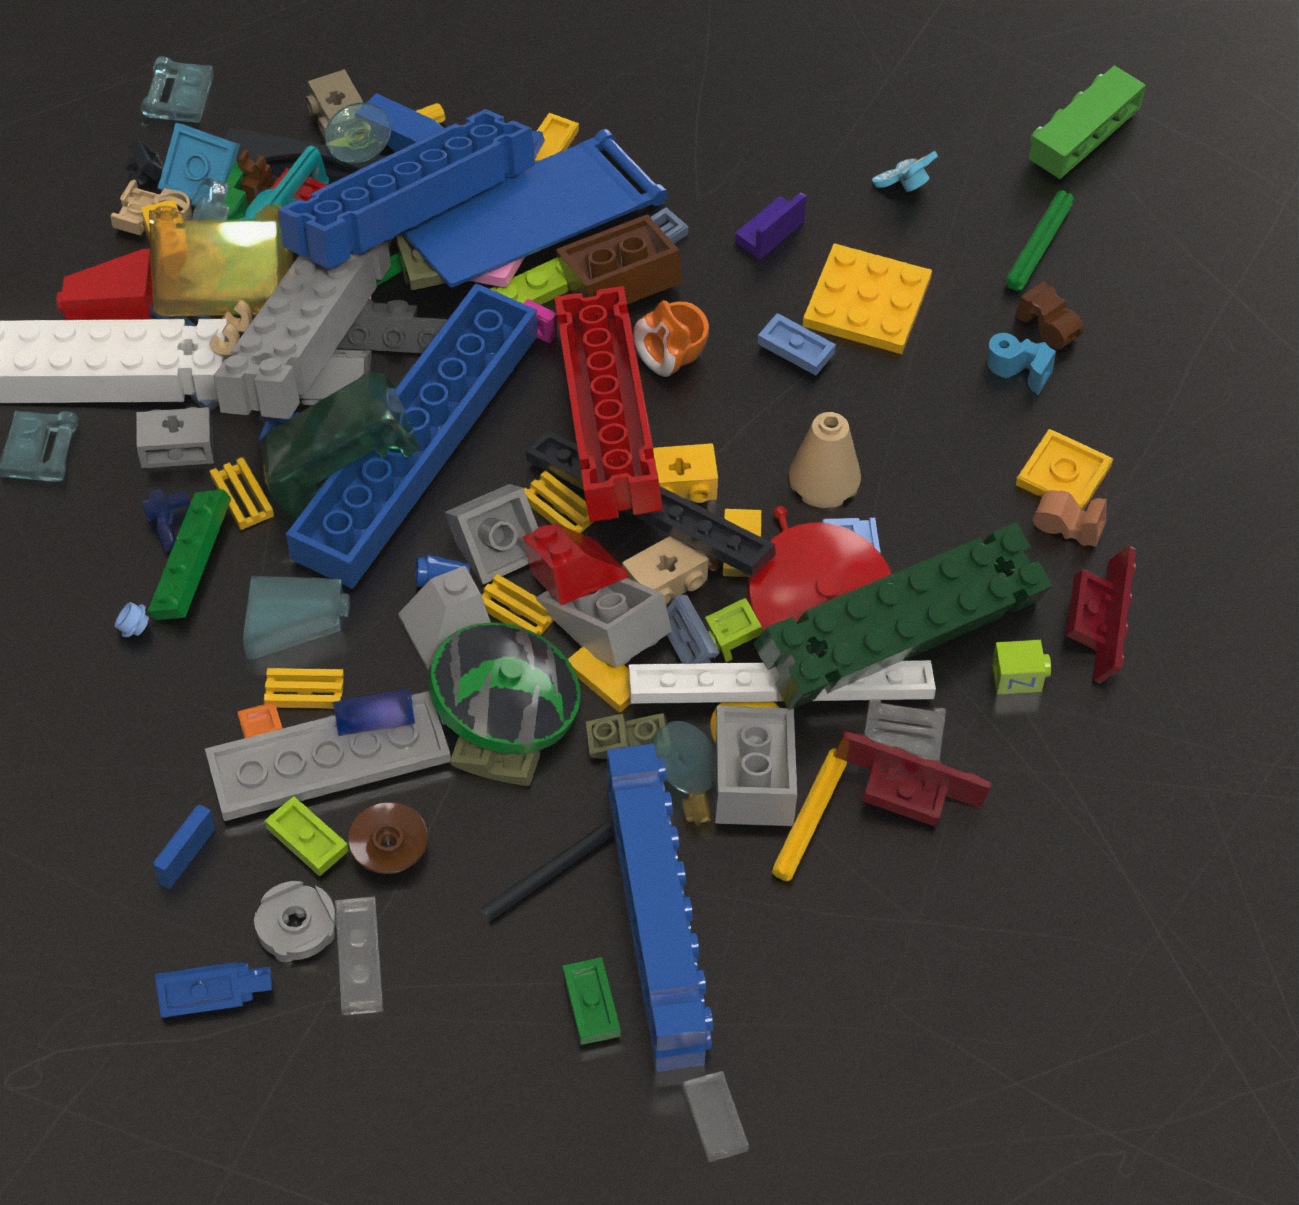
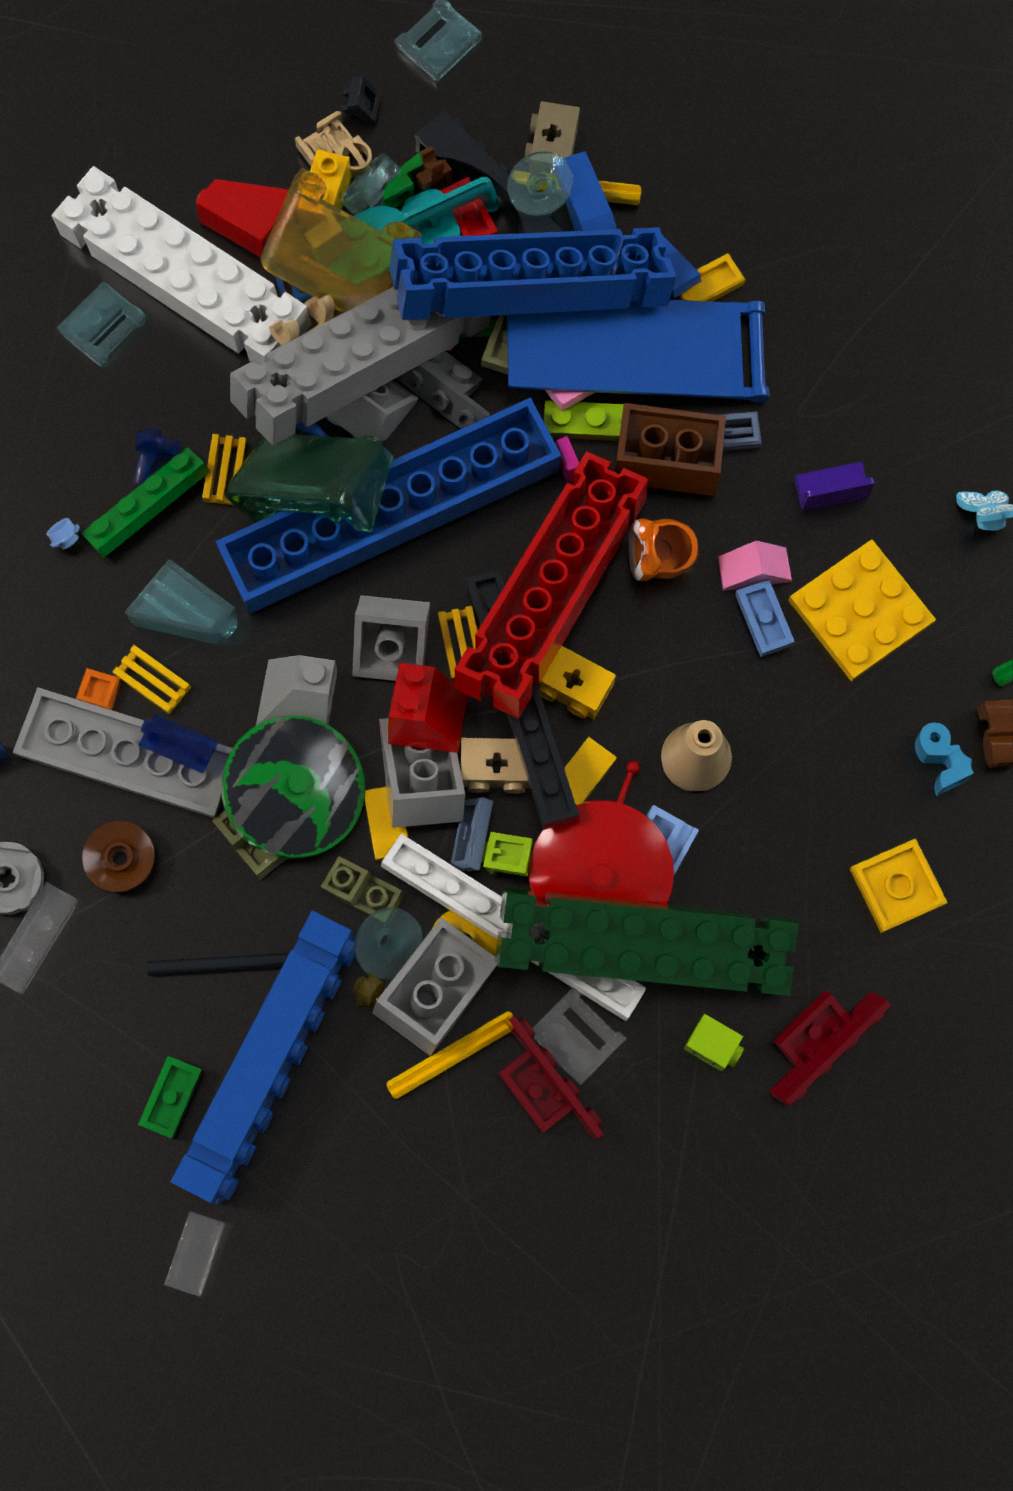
camera: 35 degrees right, 20 degrees up
(175, 437) = (186, 380): light grey brick -> none
(194, 157) = (396, 127): dark azure tile -> none
(306, 835) = (63, 812): lime plate -> none
(433, 566) = (321, 644): blue cone -> none
(518, 601) = (352, 688): yellow tile -> none
(752, 313) = (754, 564): none -> bright pink slope
(1061, 514) = (863, 932): nougat leg -> none

